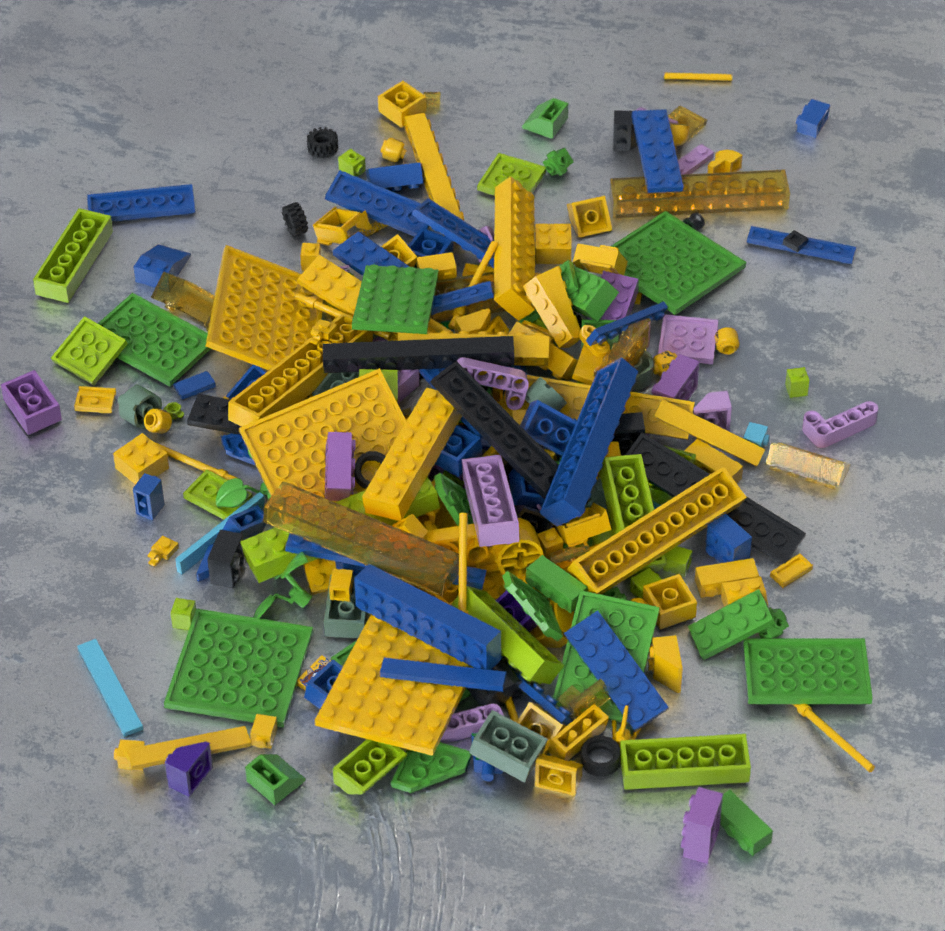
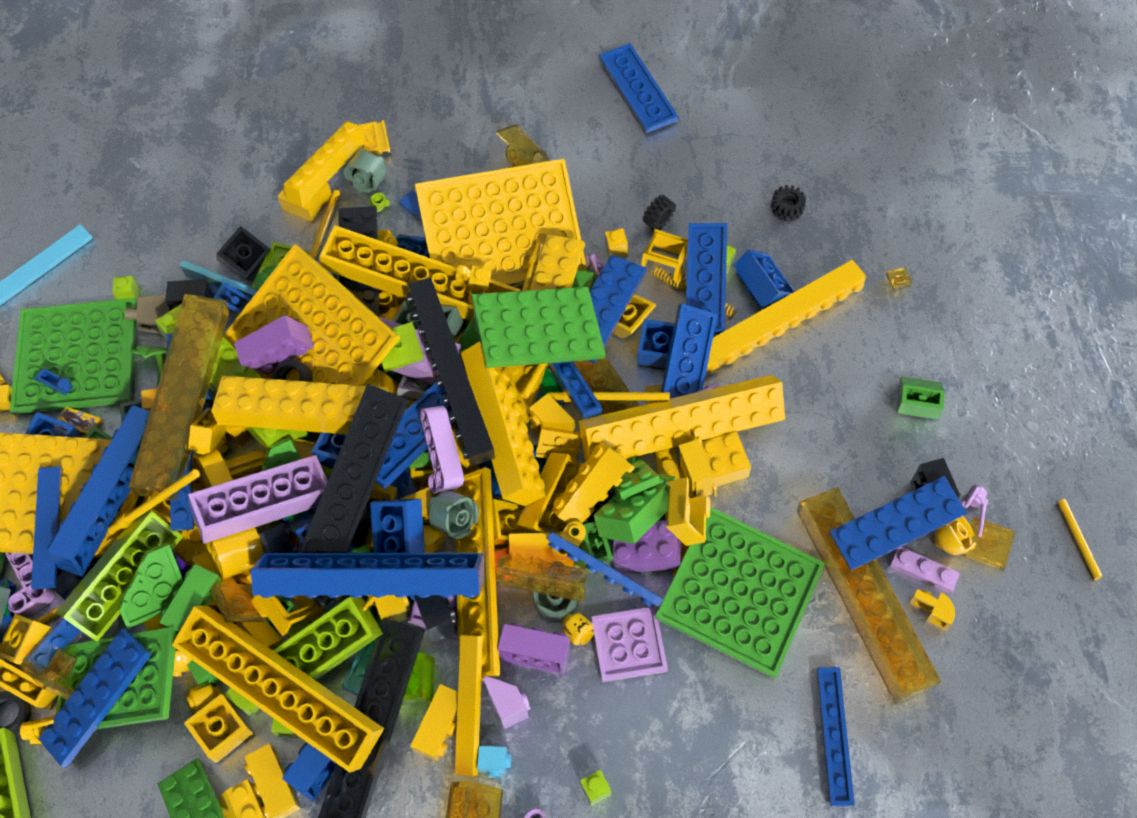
camera: 75 degrees right, 15 degrees up
(31, 402) = (350, 91): medium lavender brick -> none
(73, 255) = (544, 58): lime brick -> none
(89, 350) = (427, 111): lime plate -> none
(125, 423) = (323, 164): none -> yellow brick
(148, 496) = (254, 215): blue brick -> none
(156, 339) = (463, 144): bright green plate -> none
(157, 421) = (355, 192): yellow head -> none
(158, 260) = (563, 129): blue slope -> none
(163, 548) = (206, 251): yellow plate -> none
(186, 516) = (242, 253): none -> black slope
(225, 594) = (147, 311): none -> dark tan torso
(270, 676) = (52, 381): none -> blue piece
(352, 163) = (766, 237): lime brick -> none
(393, 150) = (803, 266): yellow head -> none
(400, 102) = (874, 251): yellow brick -> none
(443, 262) = (626, 358): yellow slope -> none
(504, 166) = (812, 390): lime plate -> none
(556, 243) = (695, 461): none -> yellow piece
(558, 162) = (852, 427): bright green brick -> none
(589, 216) = (783, 484): yellow slope -> none
(666, 662) = (125, 748): yellow slope -> none
(695, 221) = (819, 599): black wheel -> none
(727, 340) = (637, 688): yellow head -> none
(795, 241) = (826, 726): black plate -> none
(813, 118) = (1068, 694): blue brick -> none

